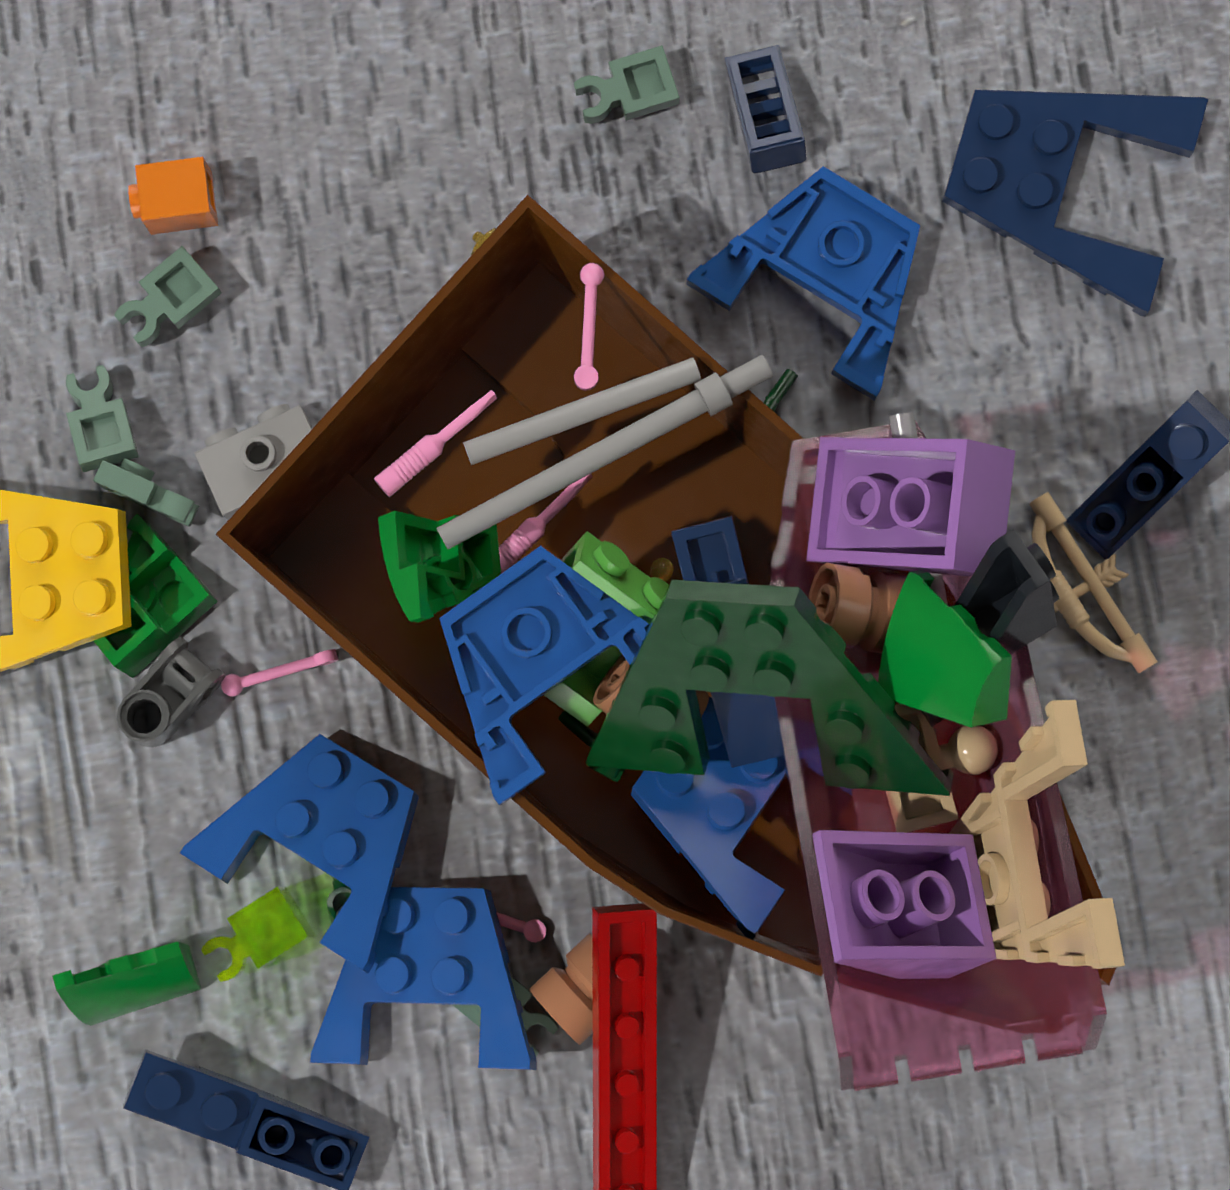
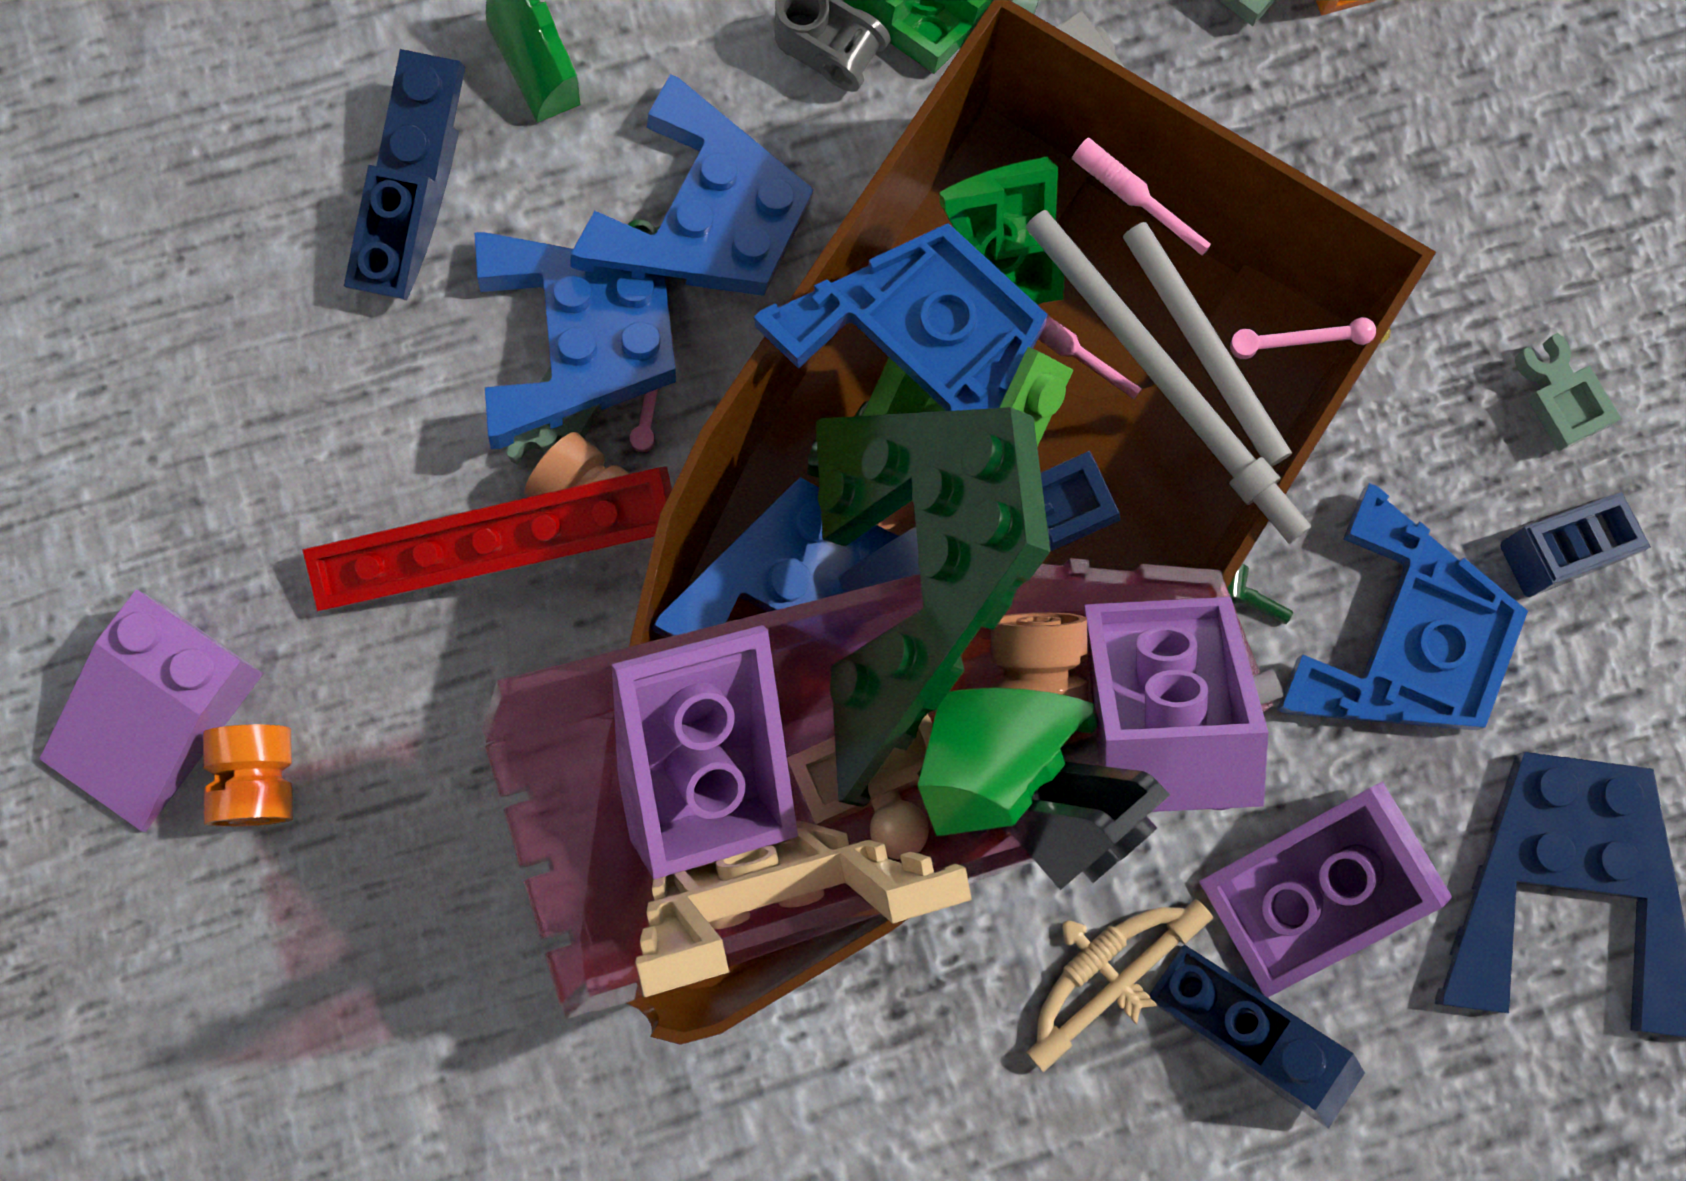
camera: 75 degrees right, 5 degrees down
(233, 684) = (850, 103): bright pink hinge -> none
(264, 932) = (600, 163): clear neon green brick -> none
(1039, 388) = (1326, 890): none -> medium lavender slope

